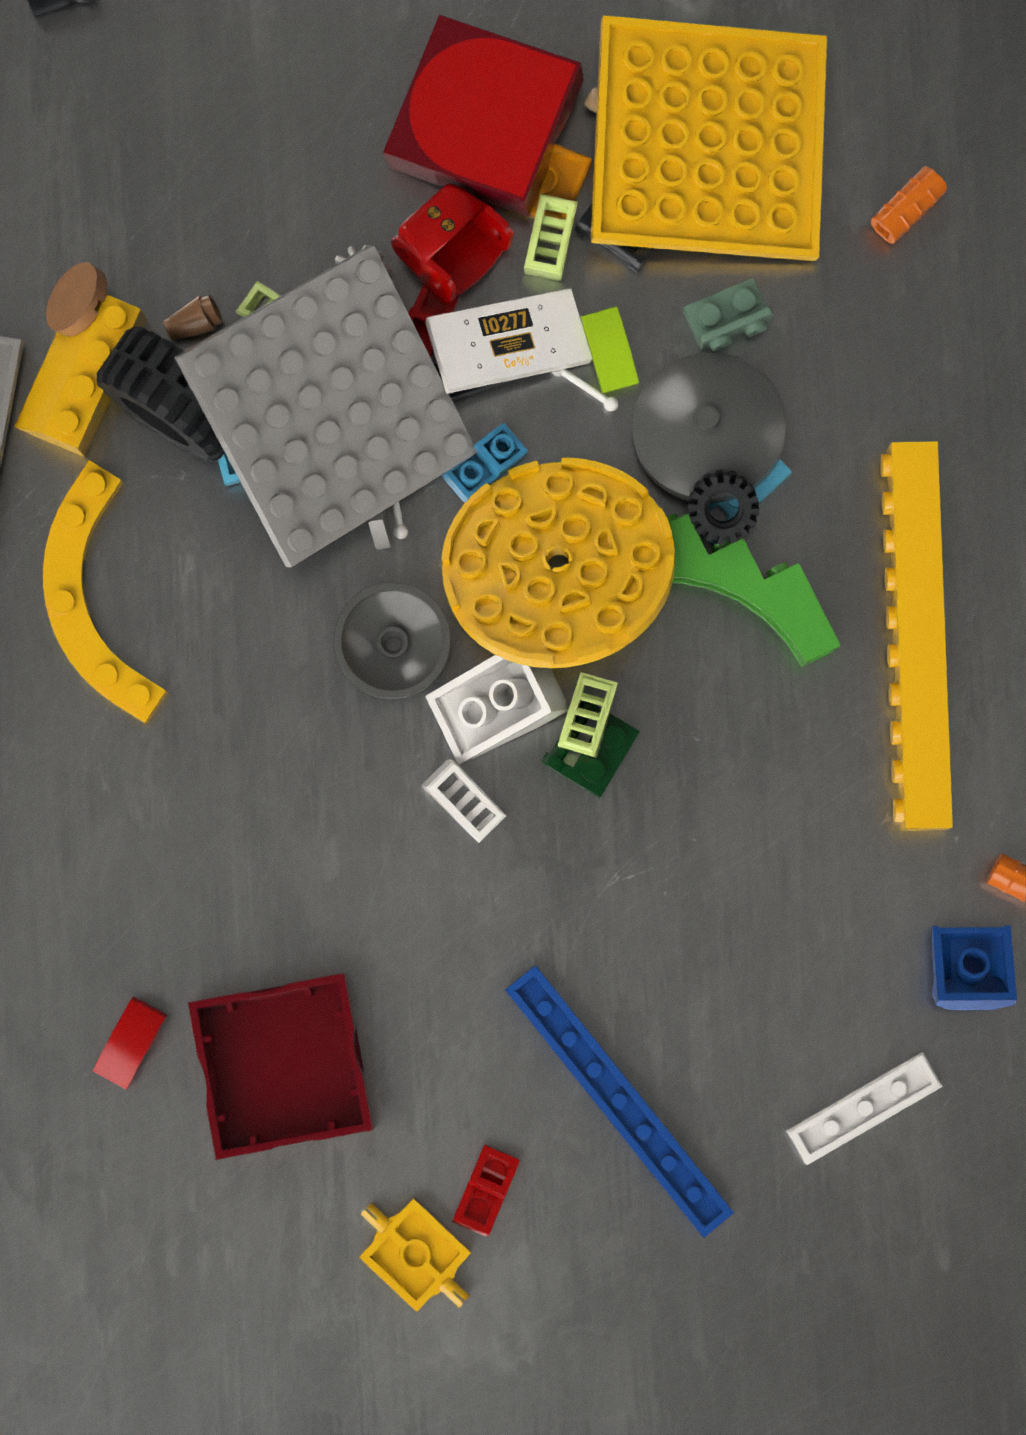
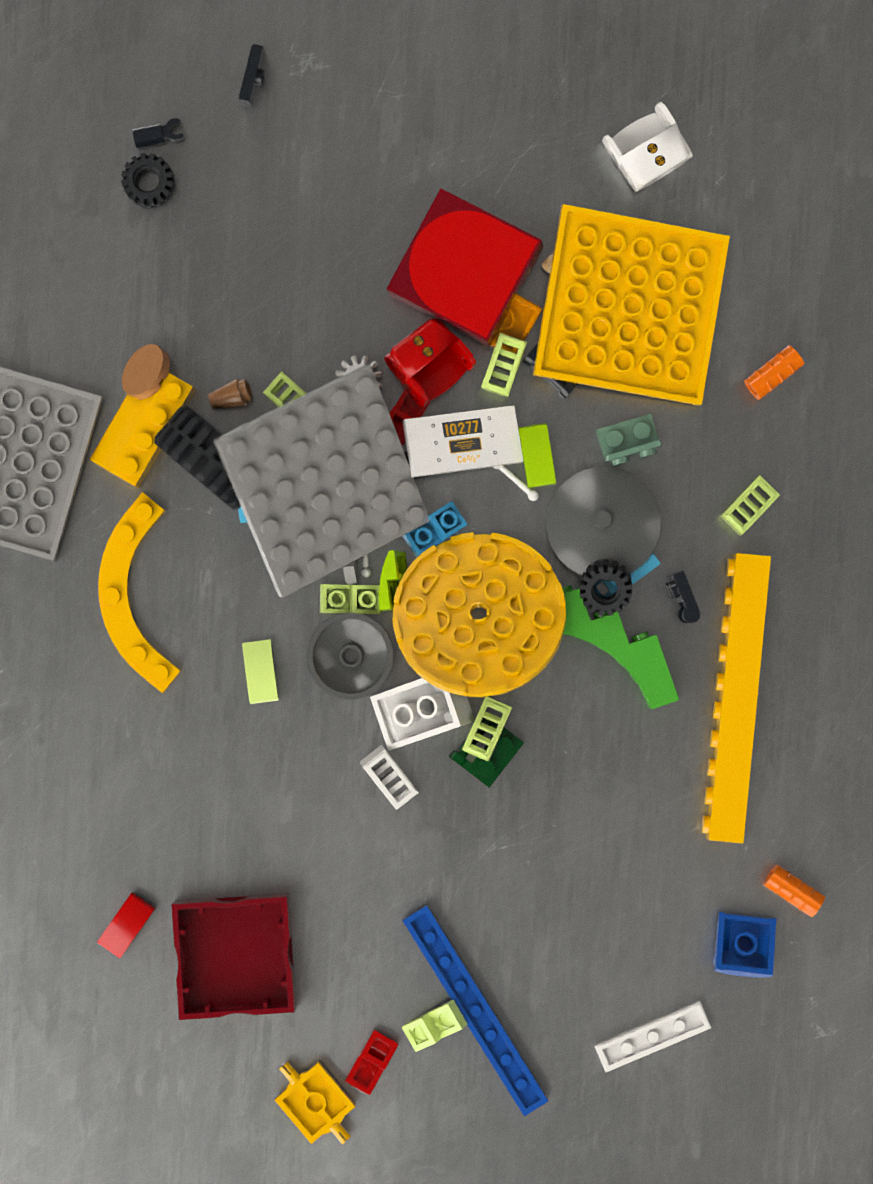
camera: 10 degrees right, 5 degrees up
(47, 33) = (139, 165): none -> black tyre
(273, 679) = (260, 671): none -> yellowish green slope
(387, 565) = (349, 599): none -> yellowish green slope
(435, 524) = (392, 573): none -> lime slope
(565, 1128) = (434, 1025): none -> yellowish green slope
(825, 501) = (680, 589): none -> black plate
(884, 407) = (733, 522): none -> yellowish green slope

